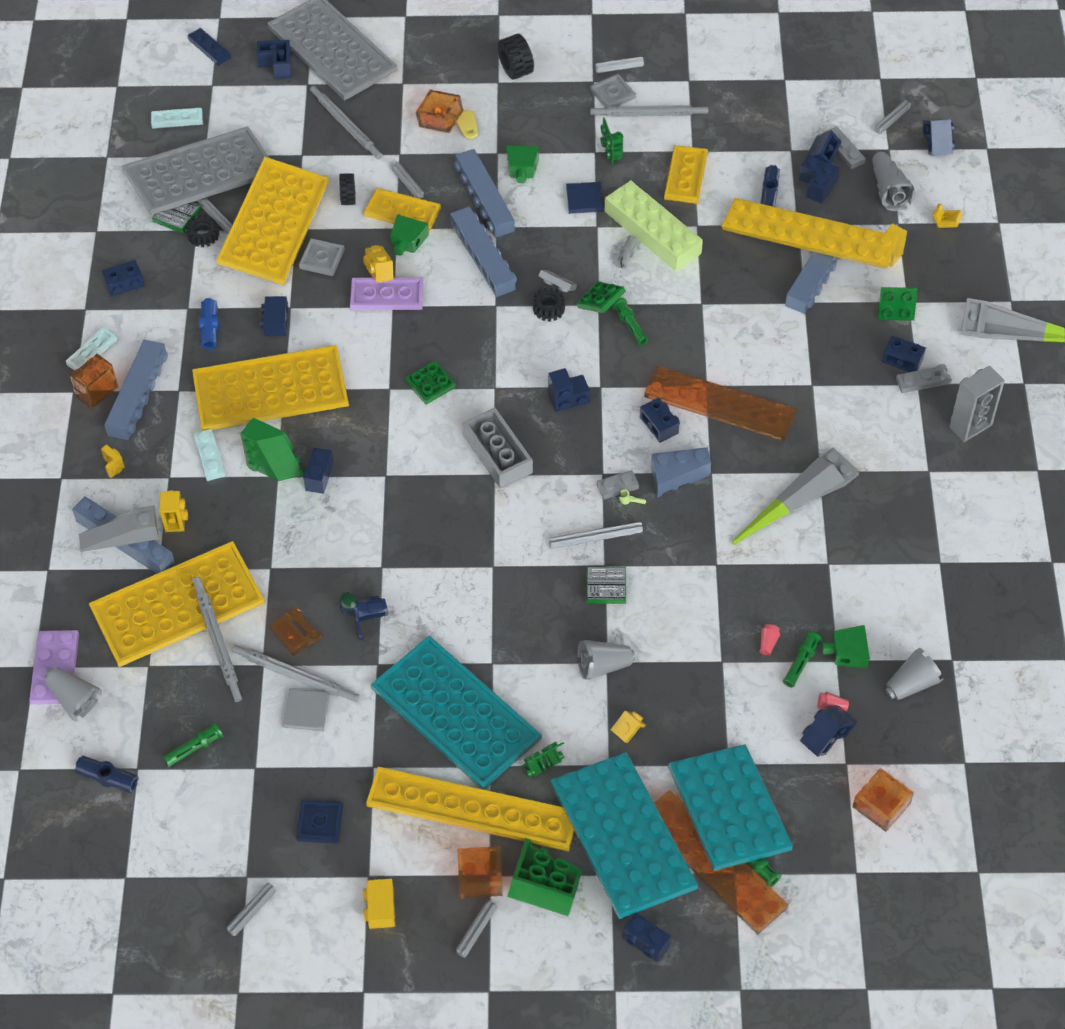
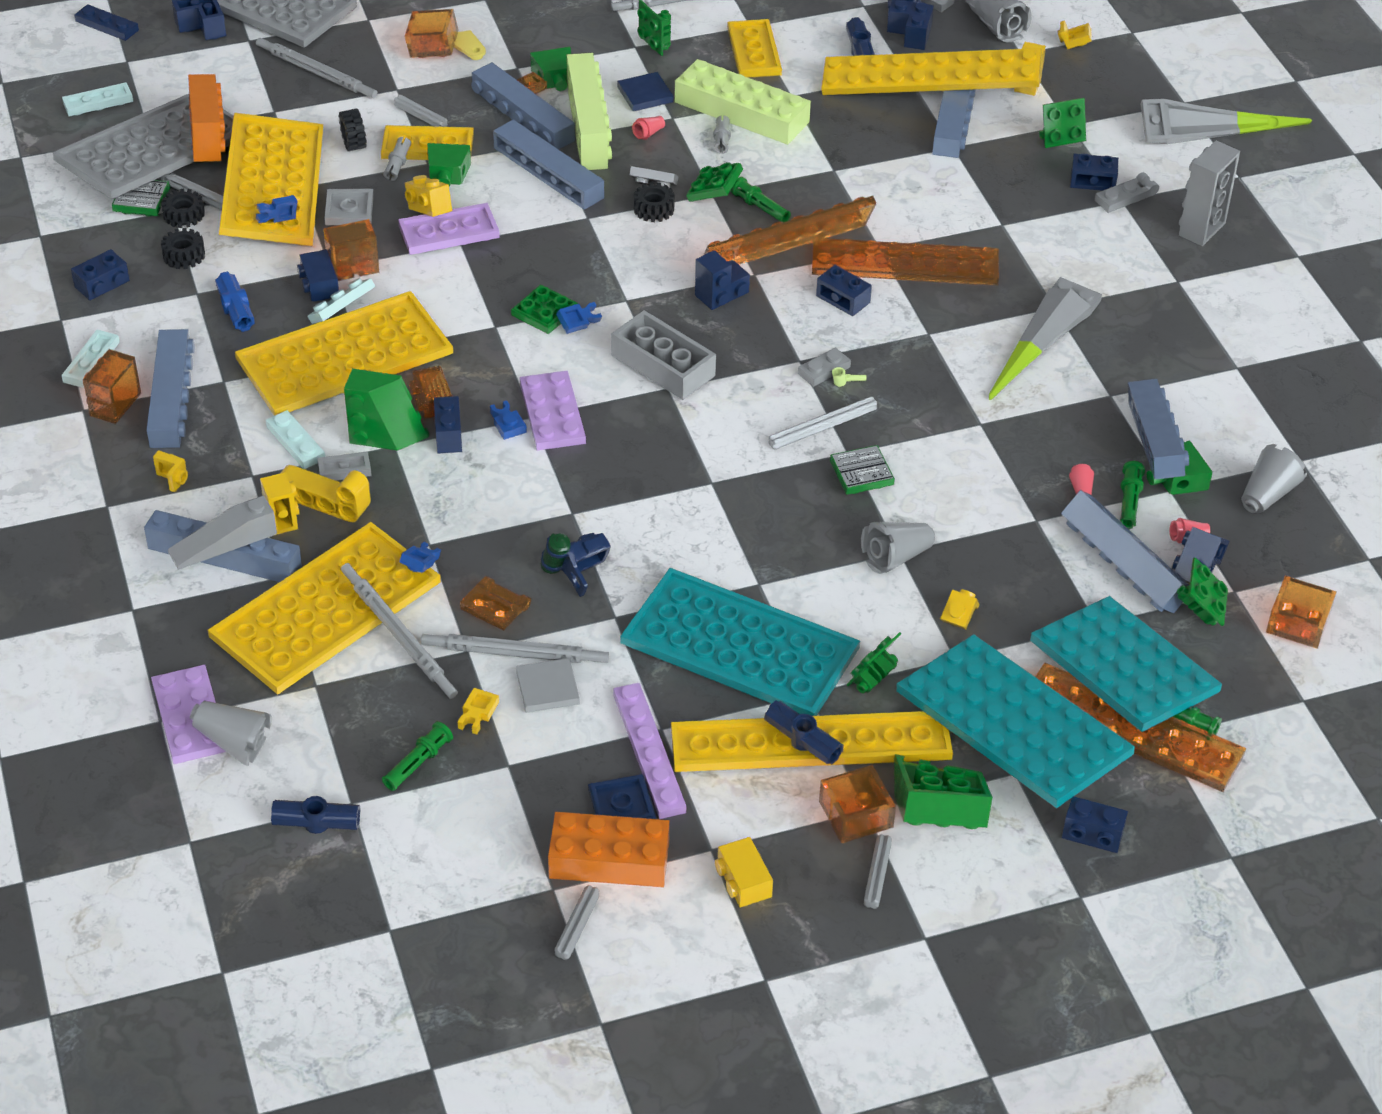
camera: 20 degrees left, 10 degrees down
(189, 260) = (174, 251): none -> black tyre
(220, 515) = (339, 499): none -> yellow beam
(233, 487) = (339, 466): none -> light grey plate
(239, 159) = (206, 117): none -> orange brick
(250, 716) = (478, 707): none -> yellow plate
(253, 583) = (420, 558): none -> blue plate
(263, 253) = (280, 210): none -> blue plate
(284, 340) = (340, 300): none -> light aqua plate
(293, 859) = (609, 849): none -> orange brick
(304, 300) = (352, 249): none -> clear orange piece
(318, 435) = (429, 385): none -> clear orange brick
(356, 783) = (649, 751): none -> lavender plate
(365, 476) = (507, 423): none -> blue plate
(372, 221) = (397, 158): none -> light grey pin
(401, 474) = (552, 410): none -> lavender plate
(448, 397) = (575, 318): none -> blue plate
(470, 813) = (803, 732): none -> dark blue piece
(499, 172) = (533, 82): none -> clear orange plate
(528, 211) = (589, 111): none -> yellowish green brick
(572, 232) = (646, 127): none -> coral cone
(641, 360) = (796, 232): none -> clear orange plate
(679, 468) = (891, 332): sand blue wedge -> none
(773, 711) = (1125, 550): none -> sand blue brick
(815, 764) = (1205, 594): none -> green hinge
(841, 609) = (1157, 429): none -> sand blue brick

